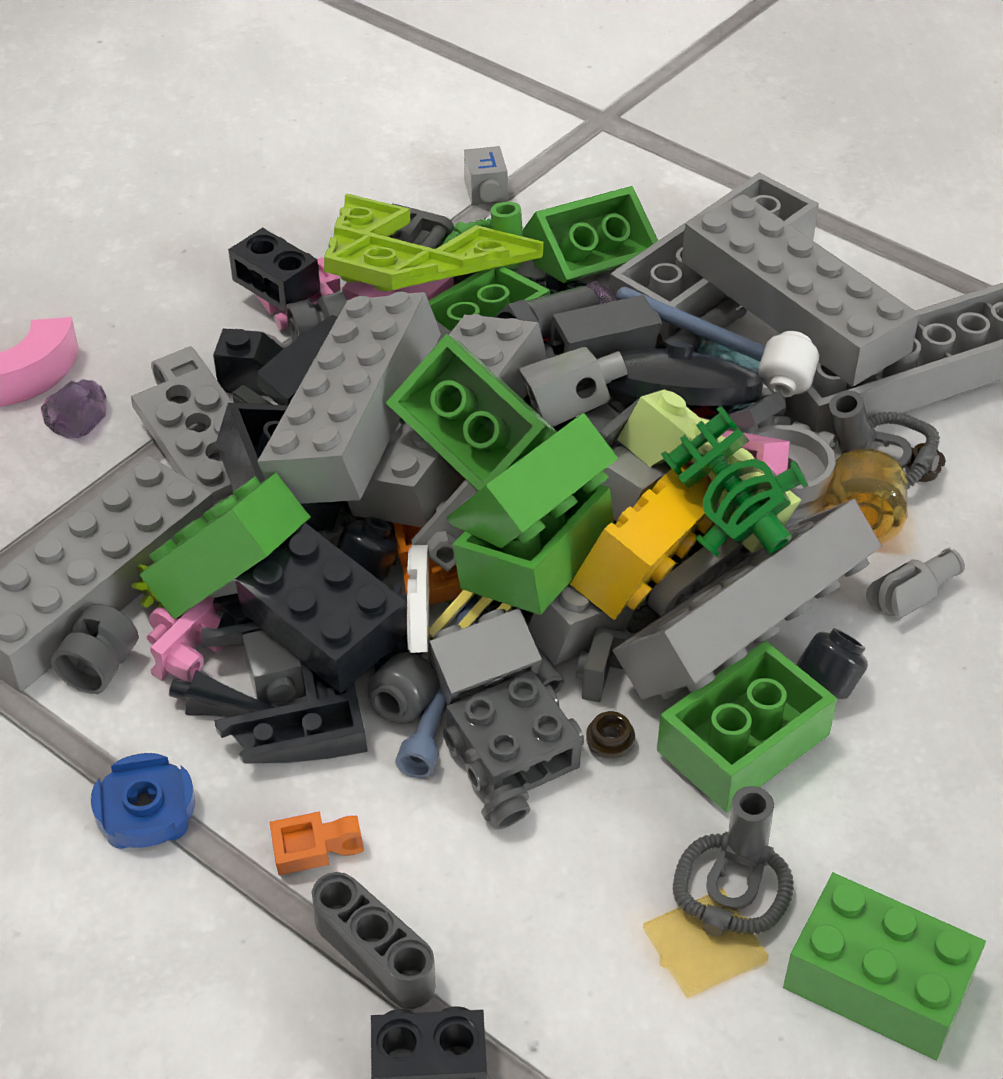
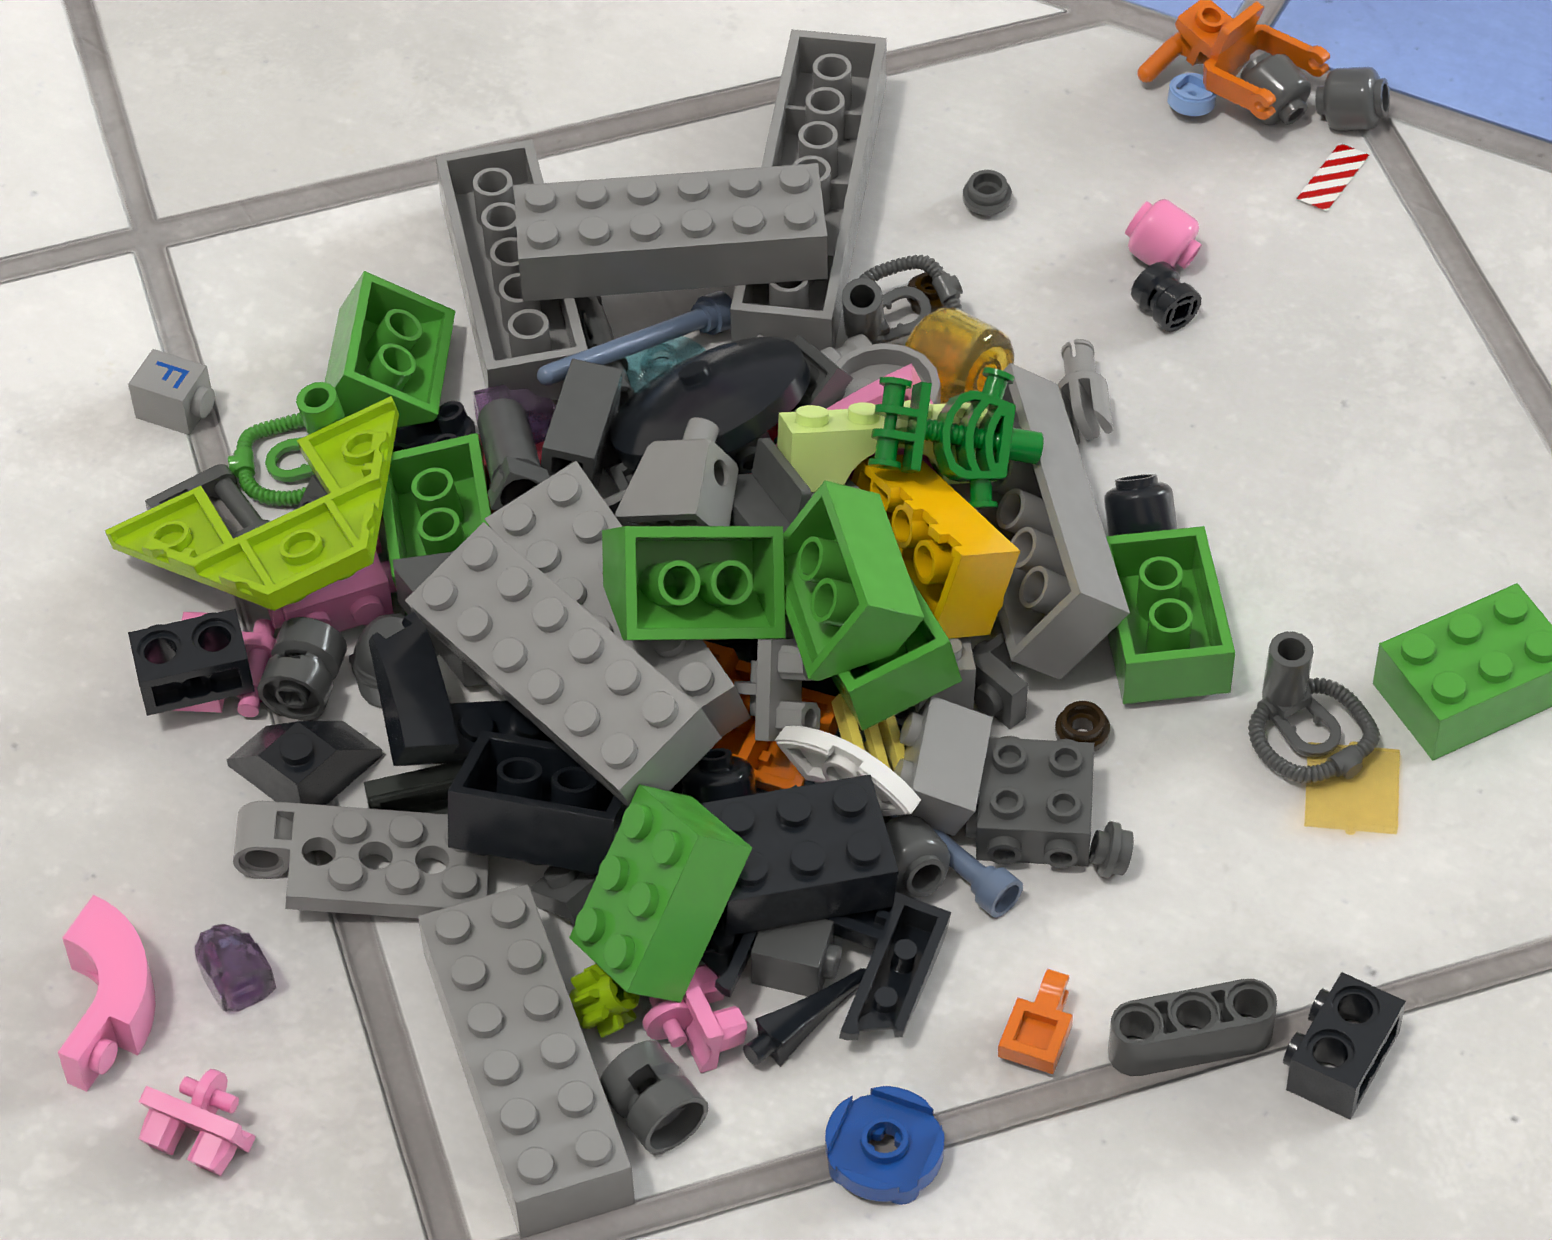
camera: 55 degrees left, 5 degrees up
(789, 363) = (776, 303): white head -> none

